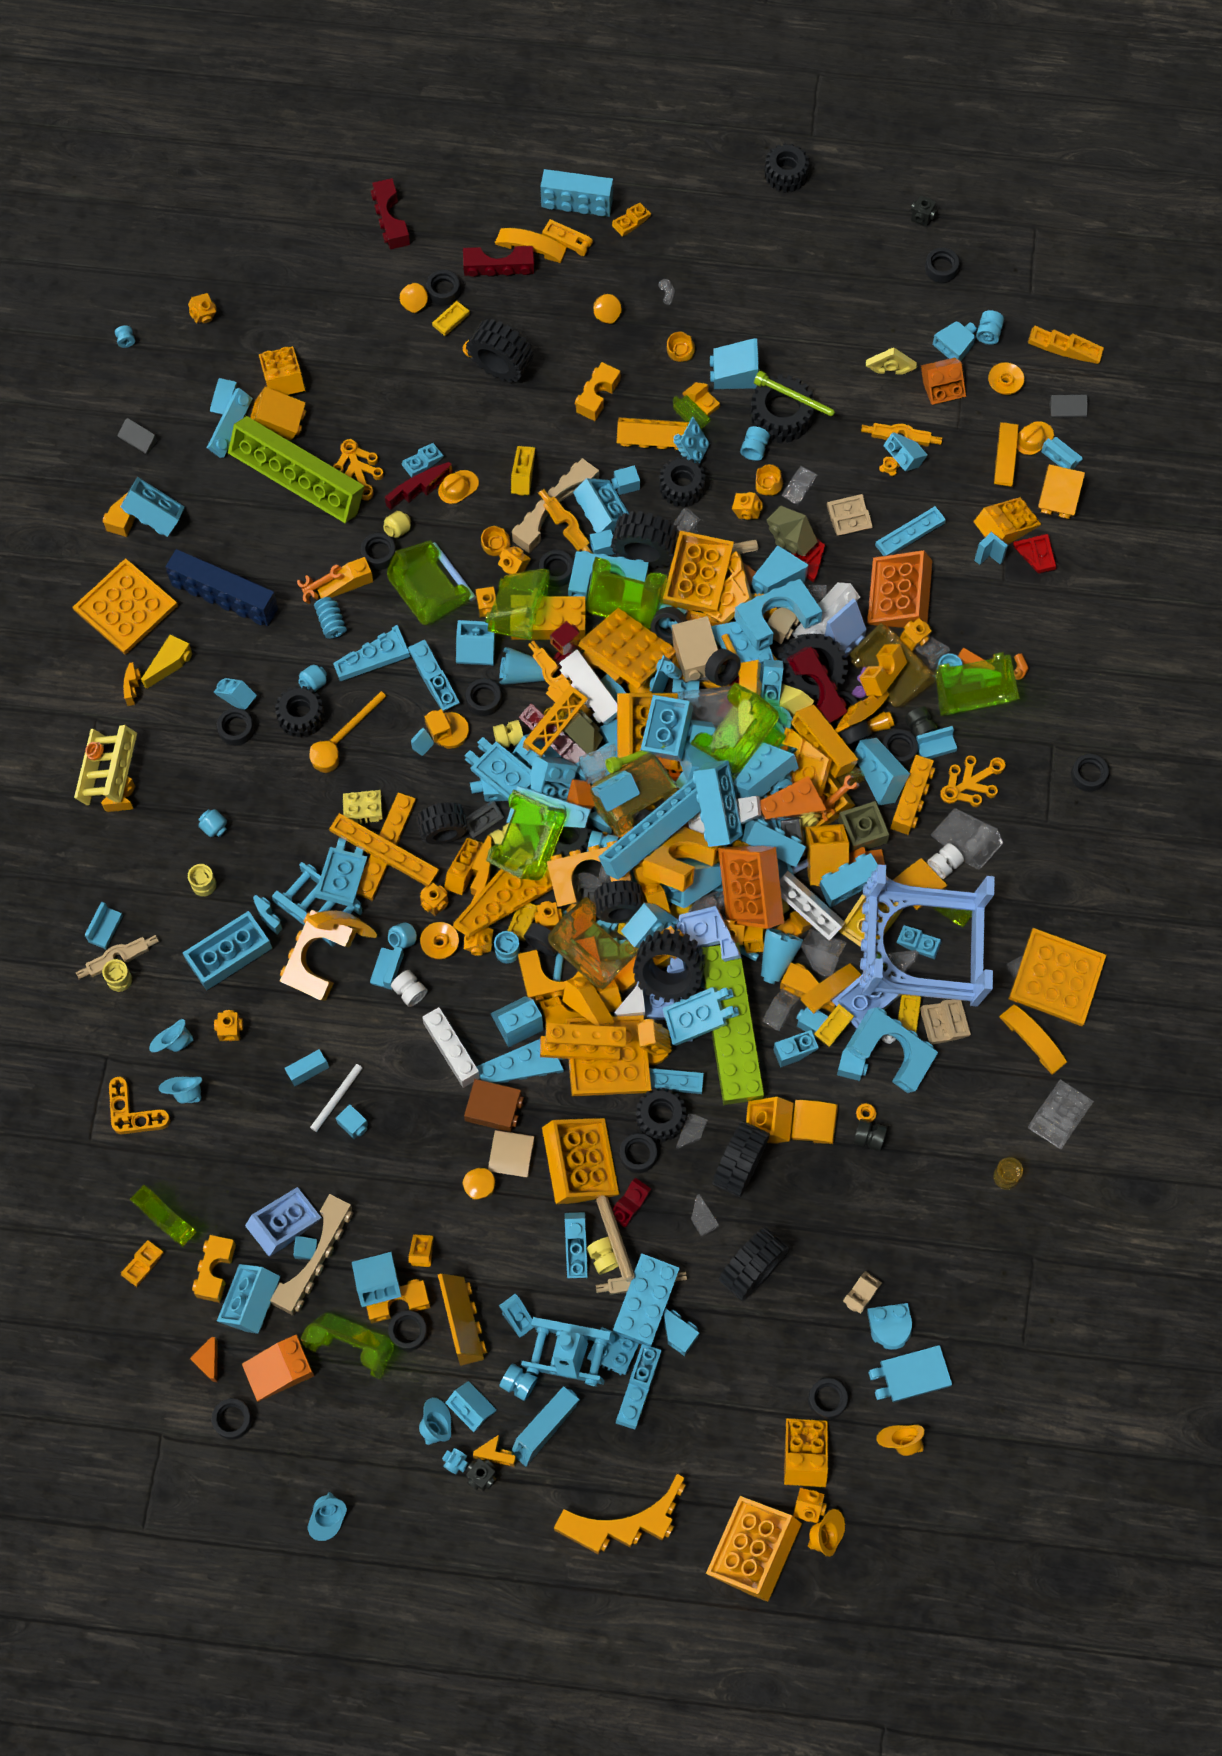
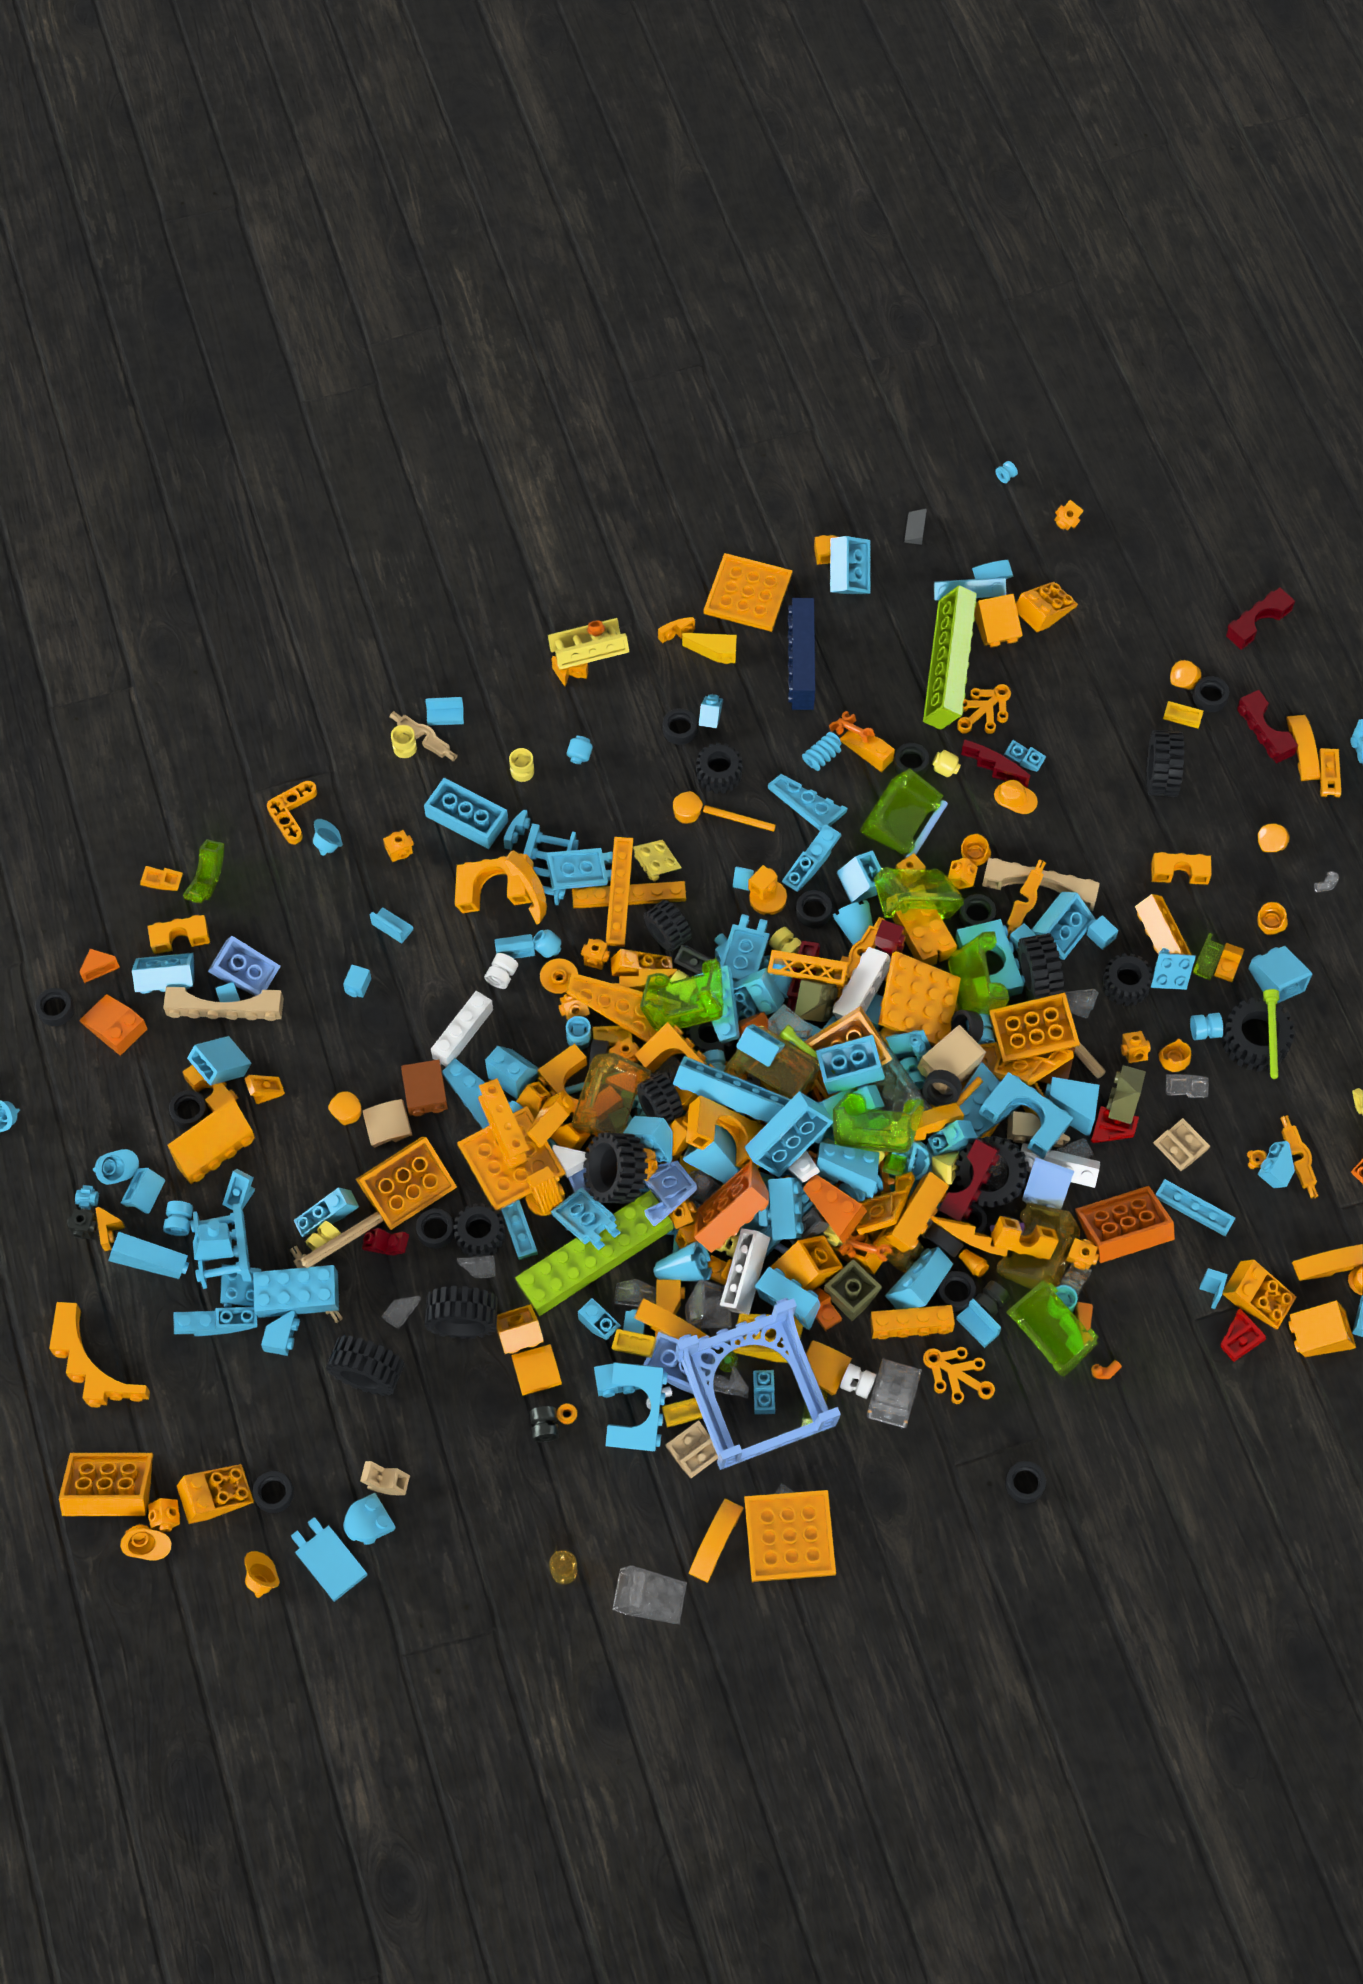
camera: 65 degrees right, 5 degrees down
(172, 1038) = (367, 809): medium azure piece -> none
(313, 677) = (757, 764): medium azure head -> none
(336, 1097) = (375, 960): white bar -> none
(375, 1346) = (161, 1080): clear neon green windscreen -> none
(522, 470) = (1060, 840): yellow slope -> none

